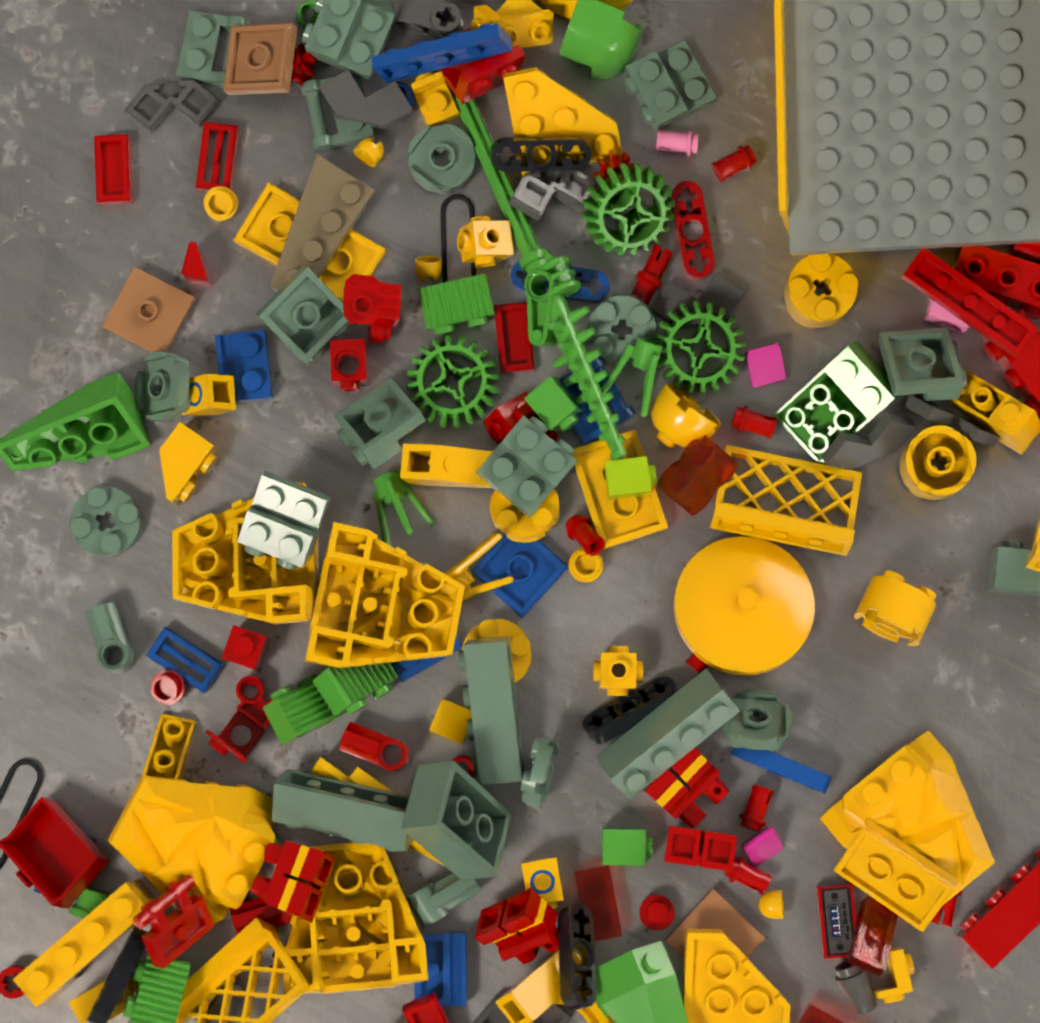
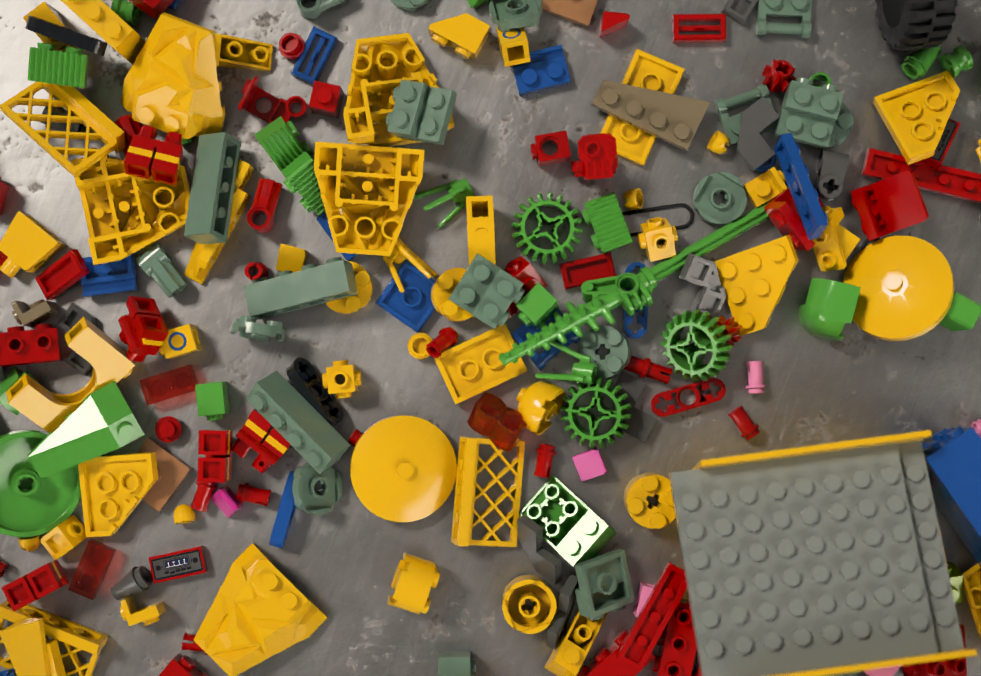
camera: 80 degrees right, 5 degrees up
(178, 930) = (105, 74): red plate -> none
(220, 203) = (663, 35): yellow plate -> none
(260, 59) = (779, 48): medium nougat plate -> none
(304, 315) = (583, 107): sand green plate -> none
(377, 423) = (507, 175): sand green plate -> none
(456, 820) = (210, 270): sand green brick -> none
(566, 145) = (721, 254): black beam -> none
(586, 981) = (113, 367): black beam -> none
(629, 477) = (487, 370): lime brick -> none
(668, 86) = (799, 365): sand green plate -> none
(872, 937) = (167, 592): clear red plate -> none
(896, 875) = (212, 604): yellow tile -> none

